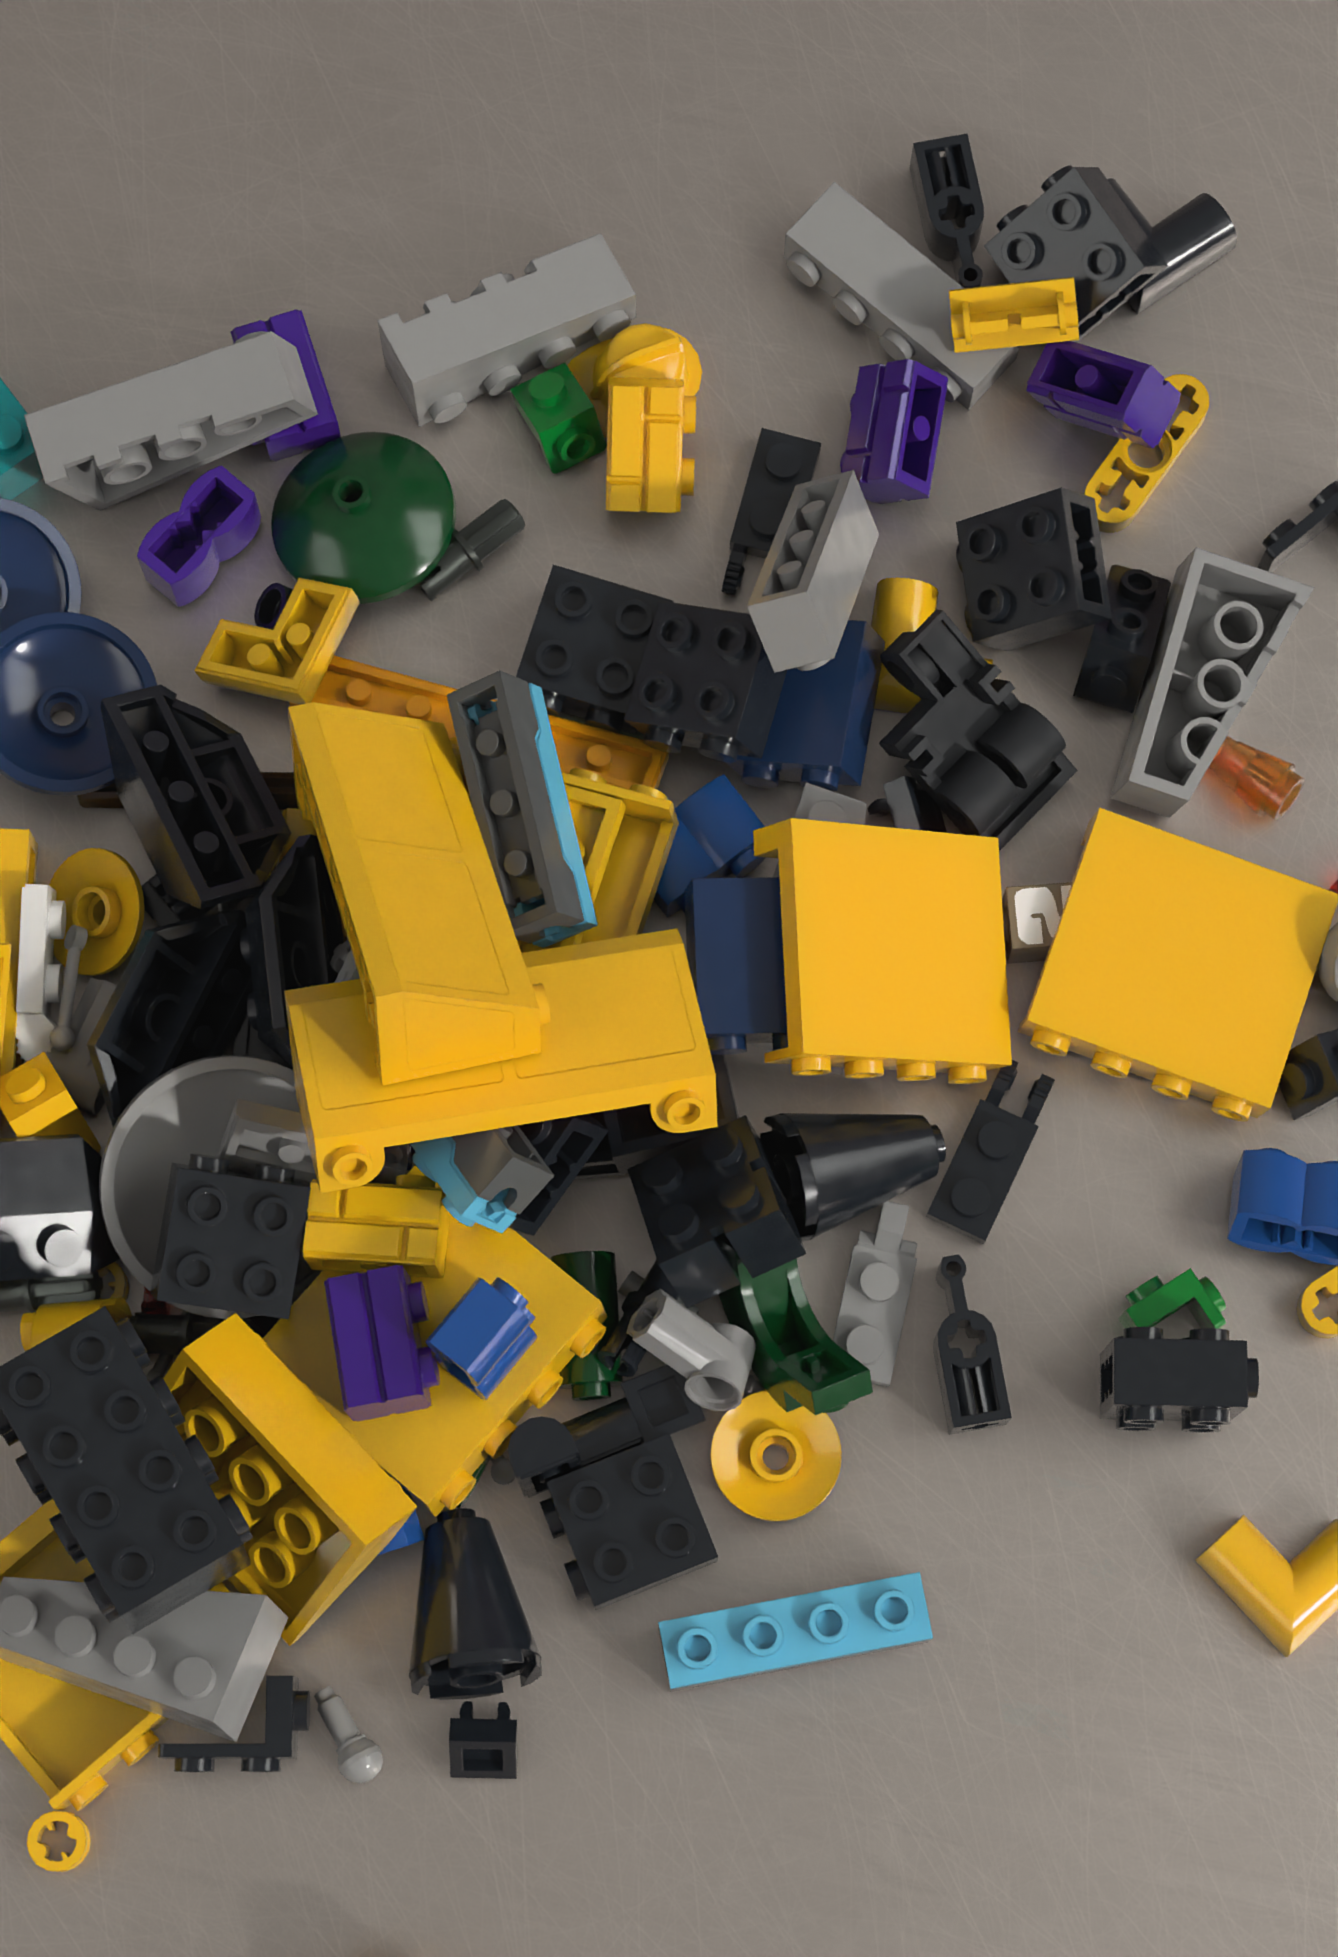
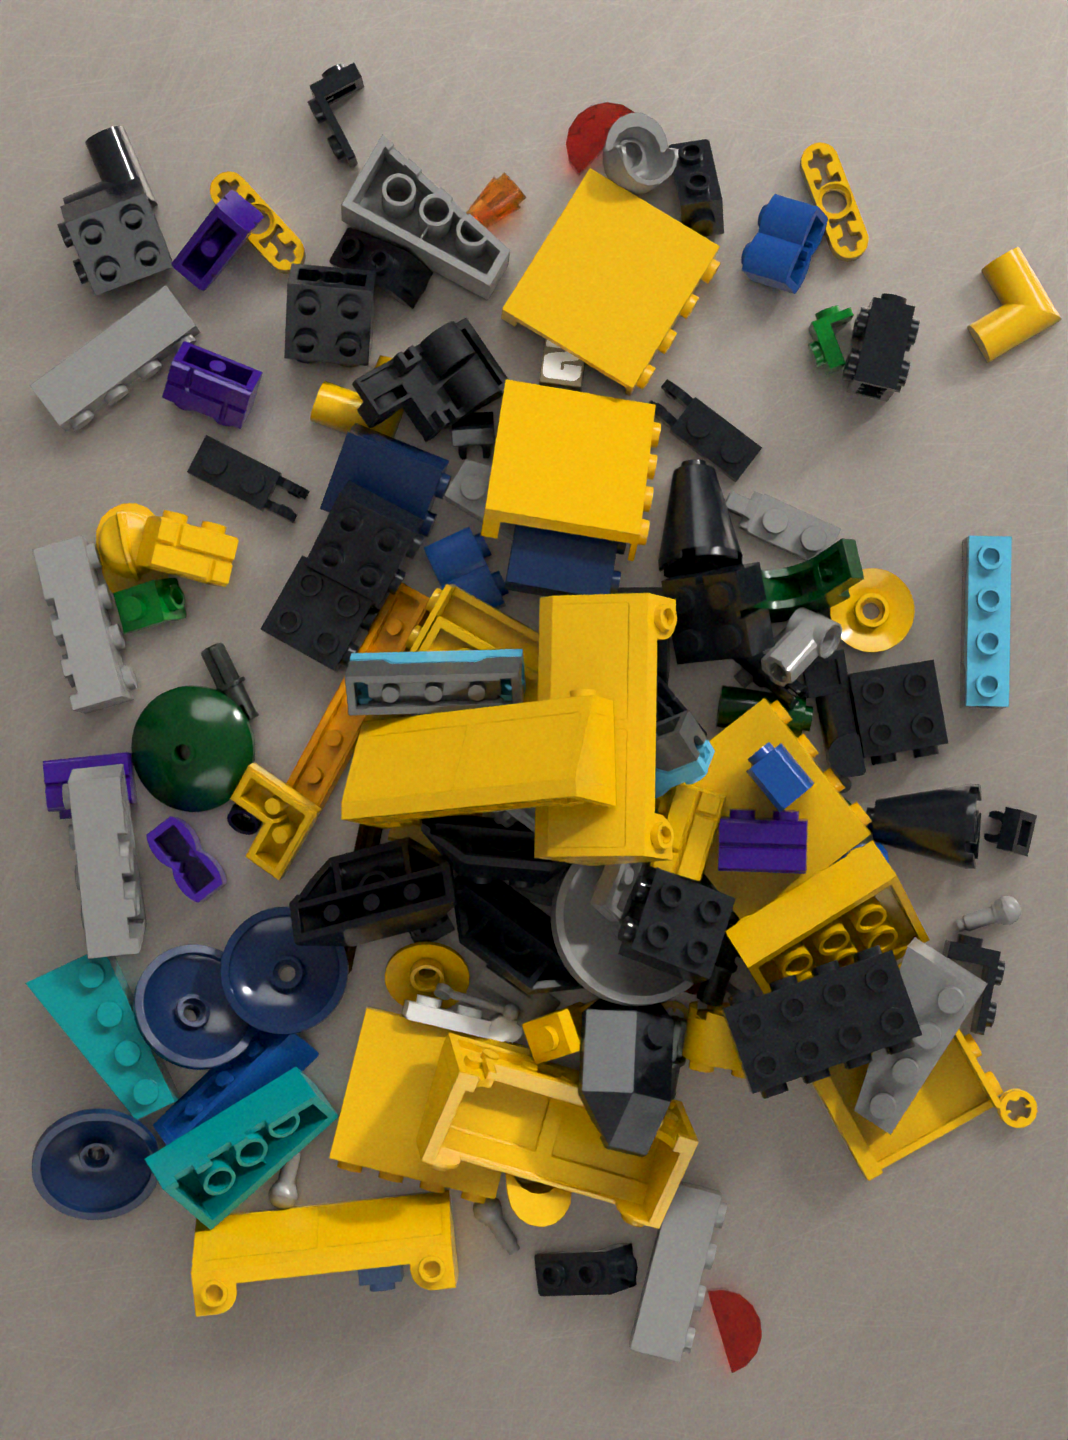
camera: 70 degrees left, 10 degrees up
(813, 572) = (308, 458): light grey brick -> none
(949, 190) = (42, 311): black piece -> none
(983, 1365) = (851, 476): black piece -> none
(1014, 314) = (154, 286): yellow hinge -> none

